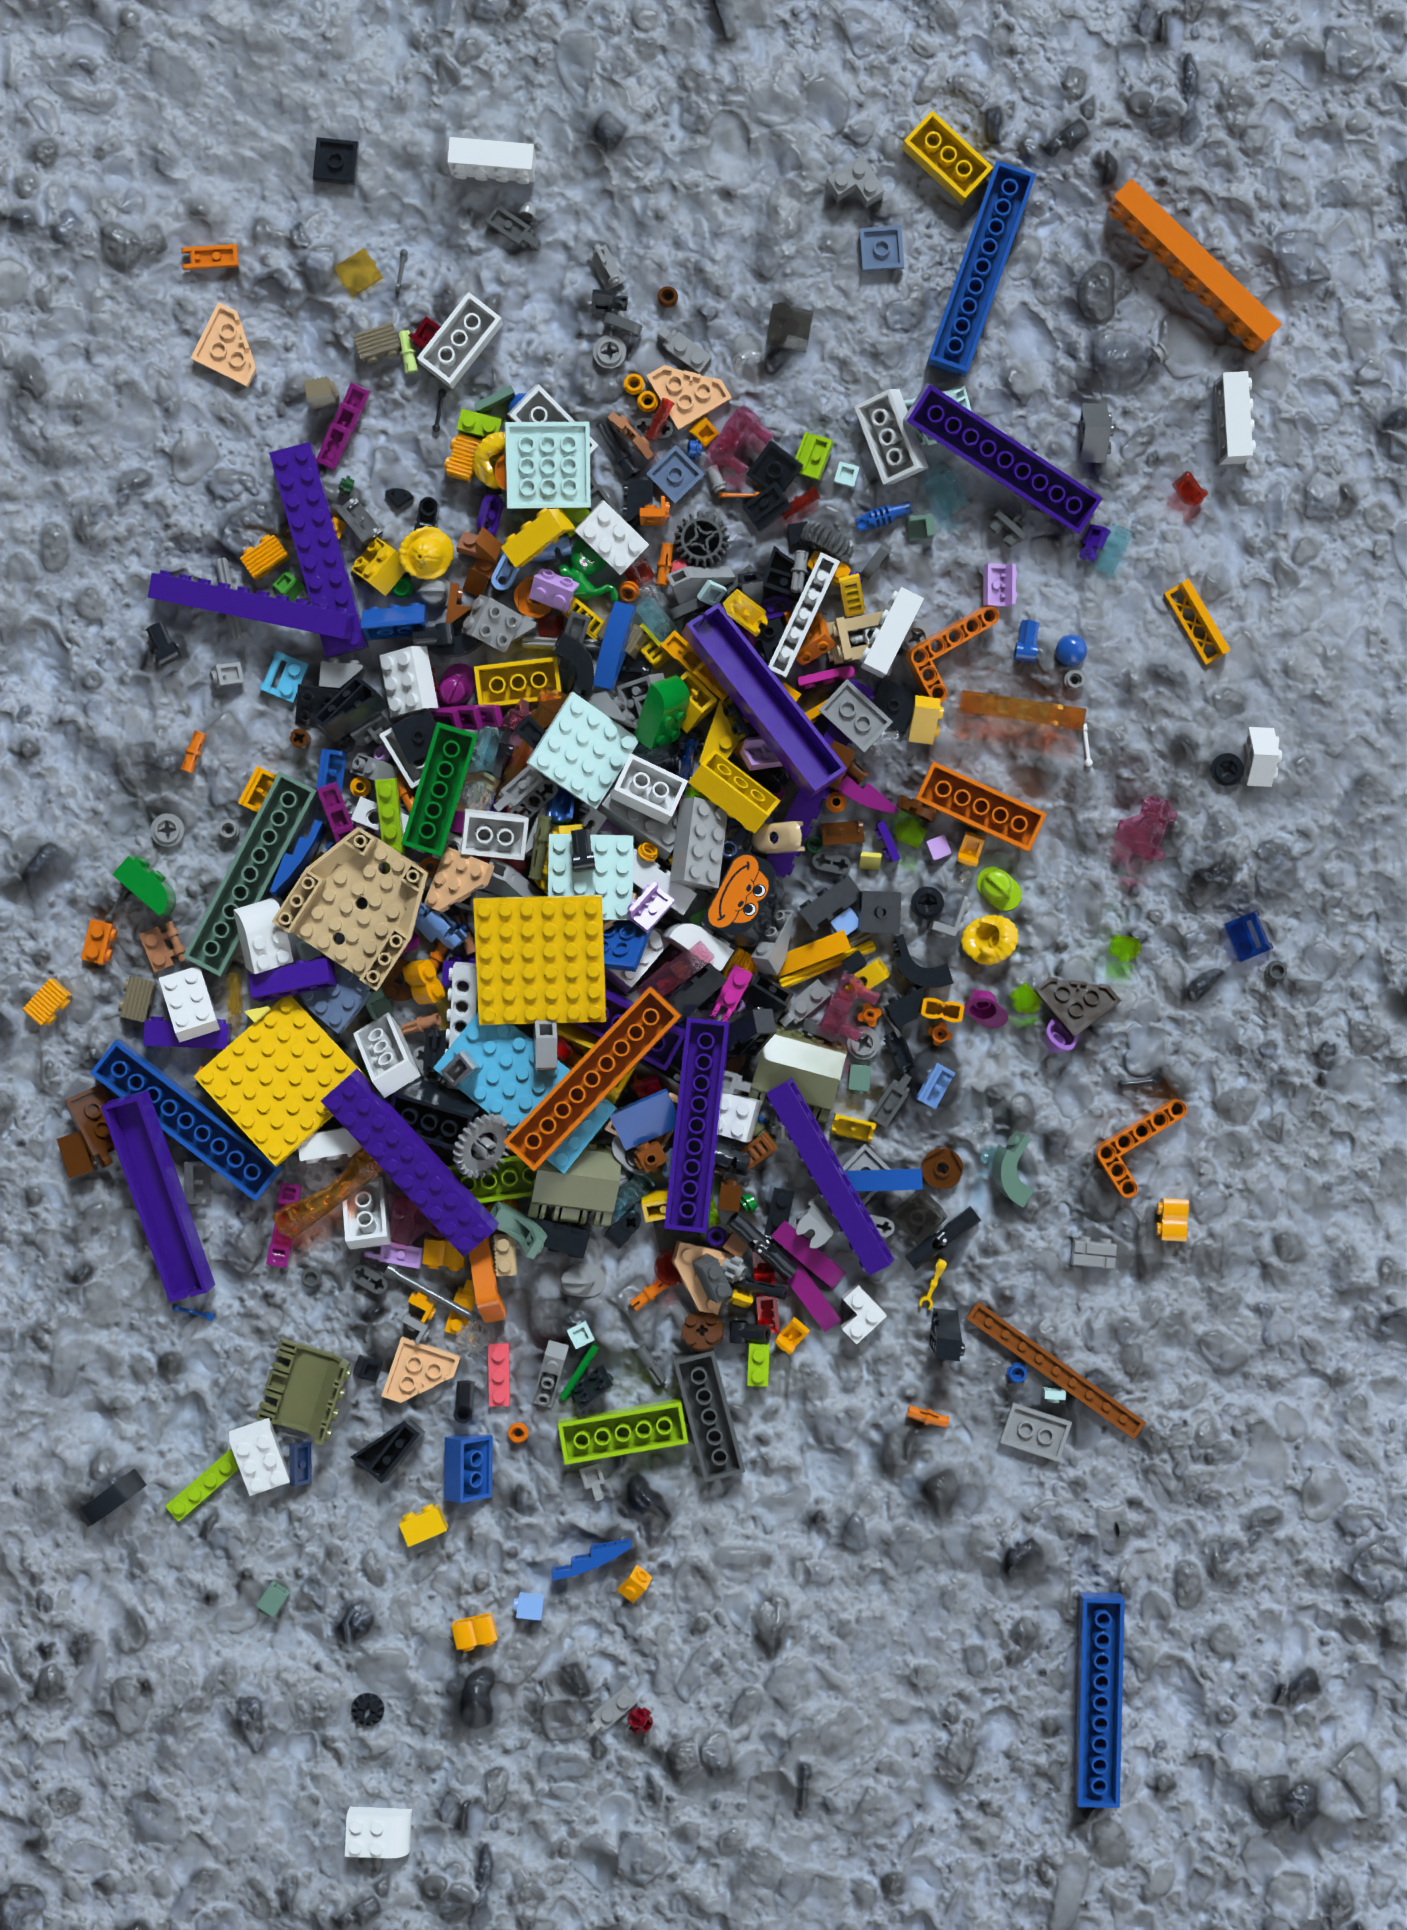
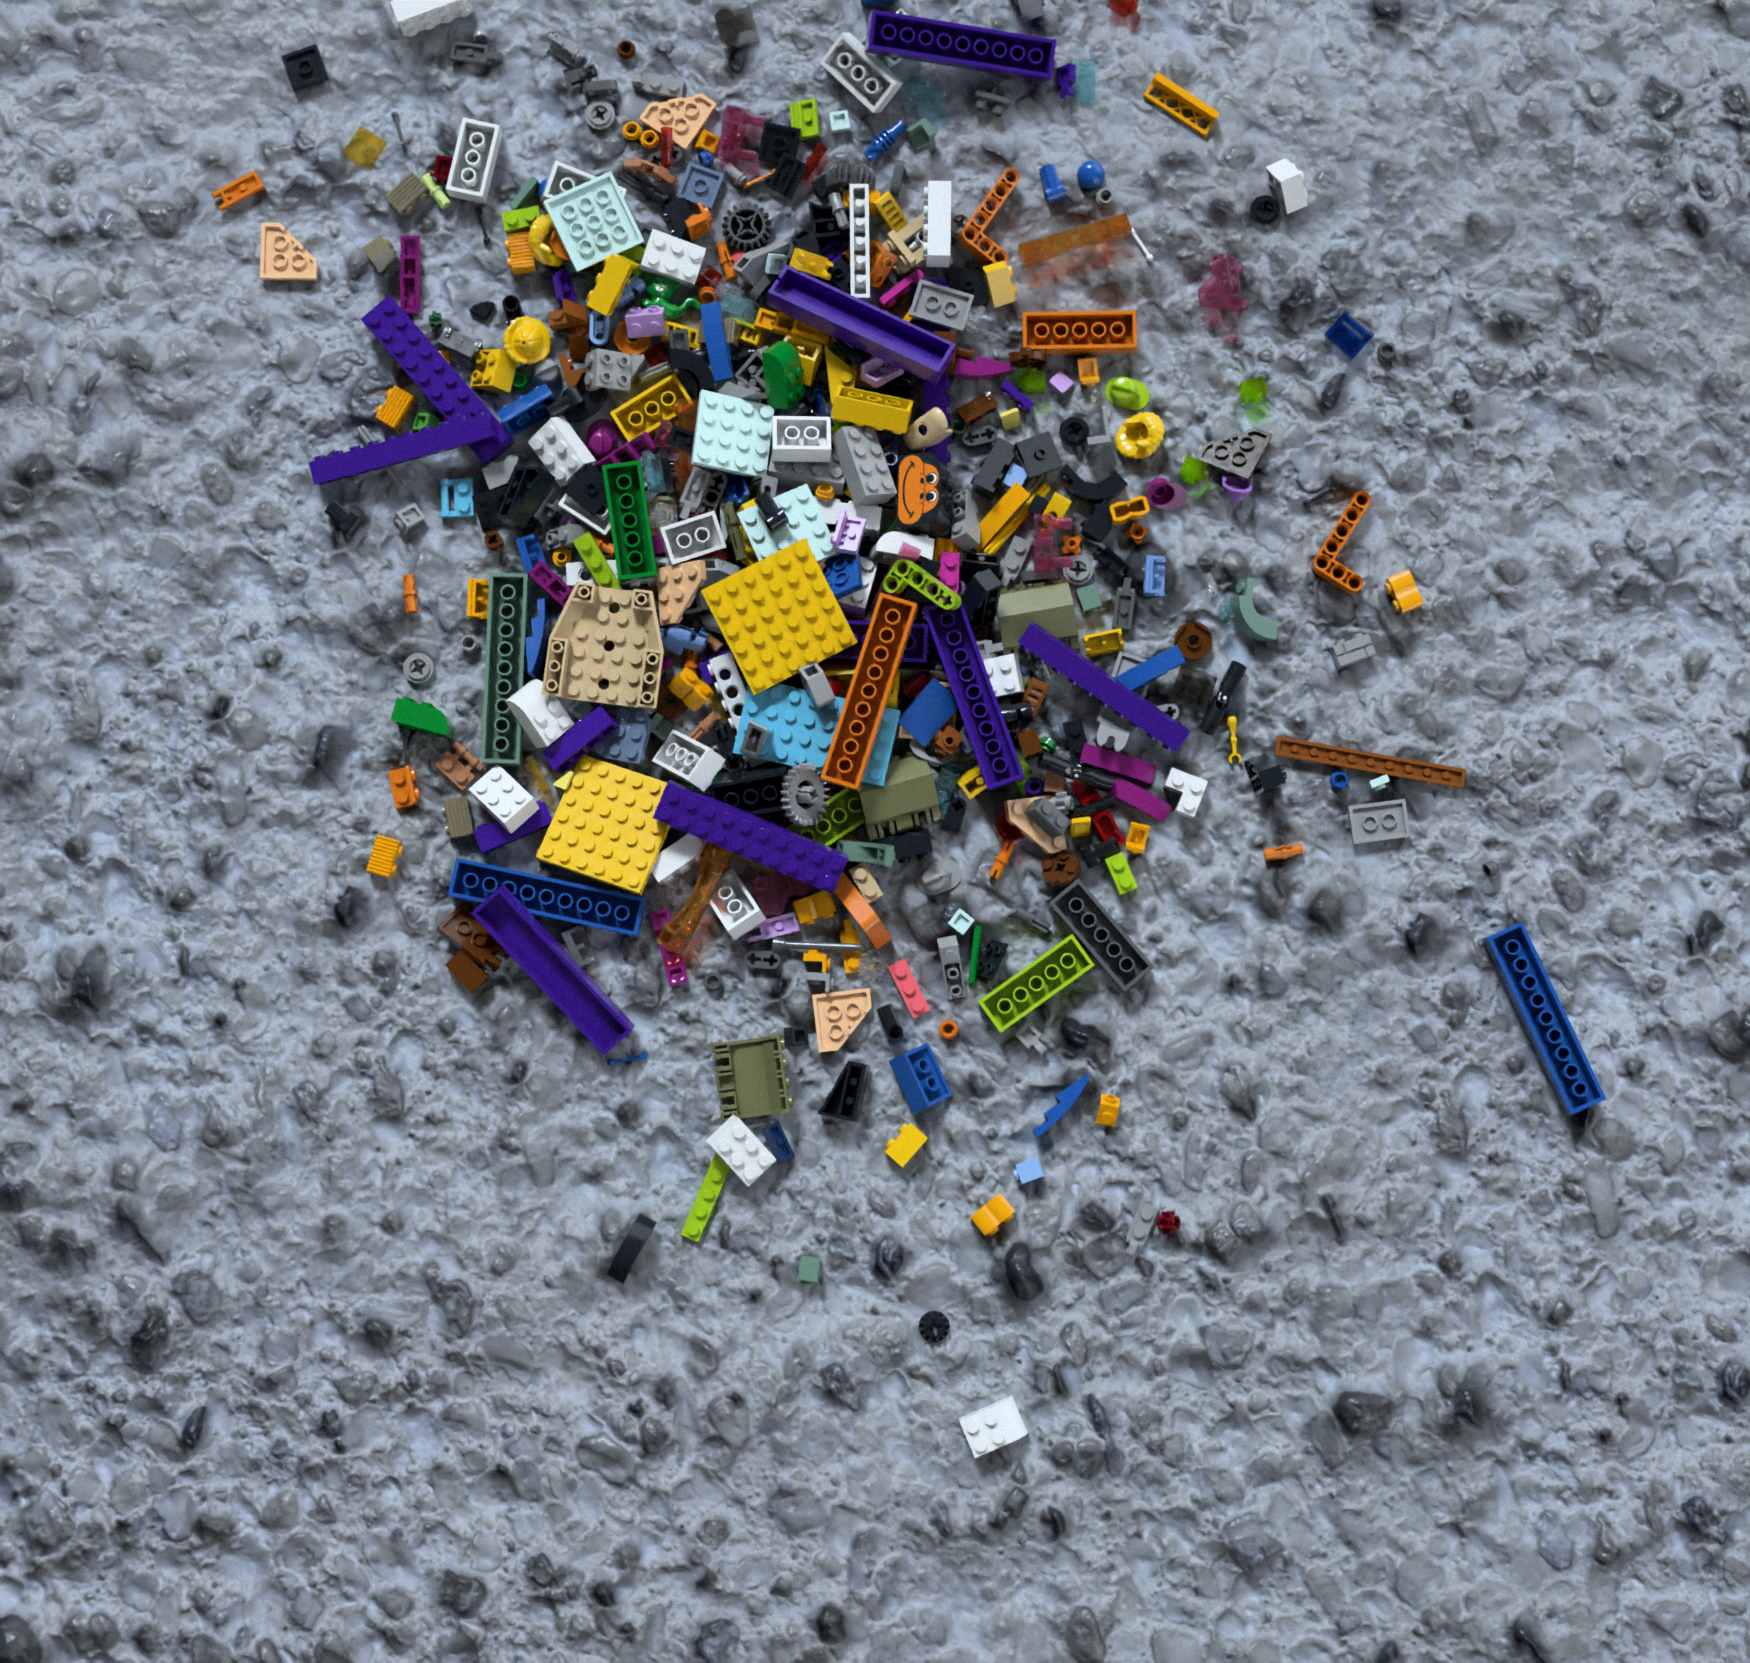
camera: 25 degrees left, 5 degrees down
(698, 1000) = (925, 587): none -> lime beam
(829, 804) = (959, 391): orange plate -> none
(999, 585) = (1007, 149): lavender bracket -> none

